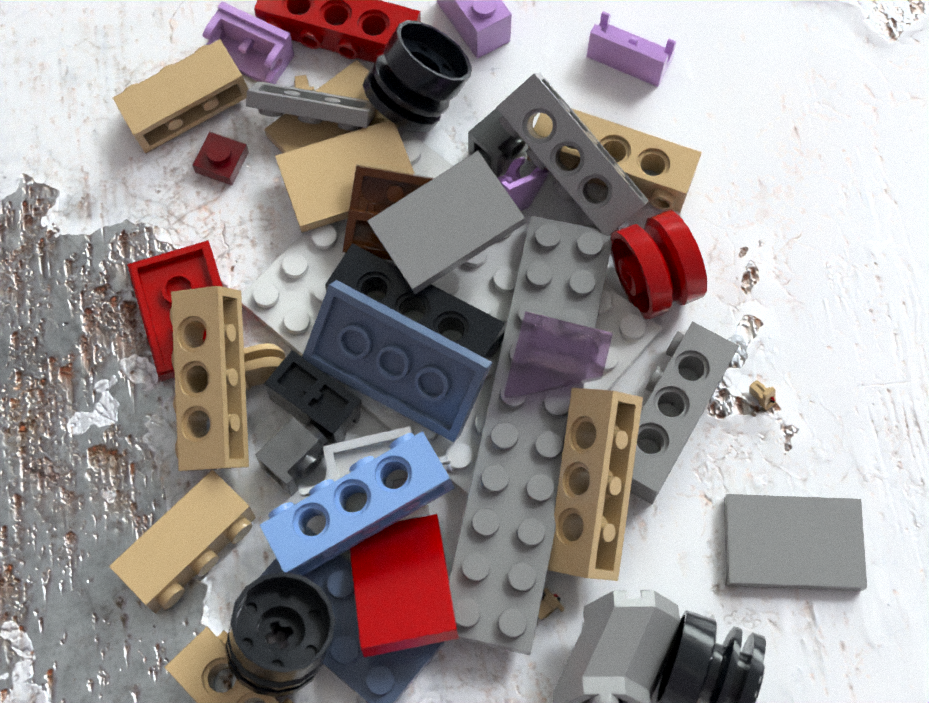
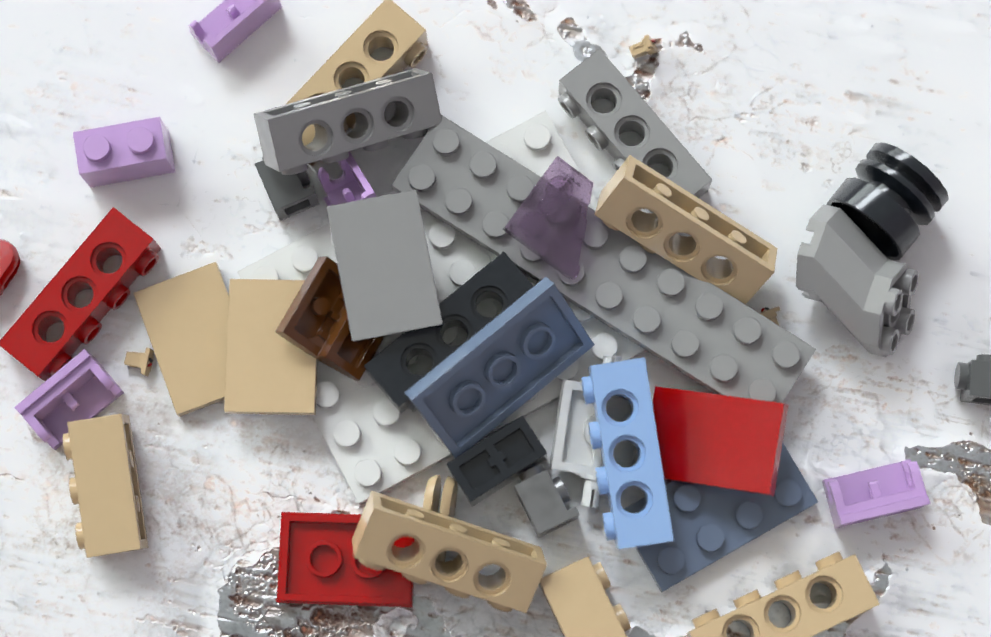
camera: 65 degrees left, 10 degrees up
(220, 158) = (189, 471): dark red plate -> none
(290, 611) = (735, 538): black wheel -> none
(310, 105) = (177, 355): light grey plate -> none
(417, 76) = (195, 237): black wheel -> none
(659, 264) = (491, 86): red wheel -> none
(794, 542) = (790, 81): light grey tile -> none

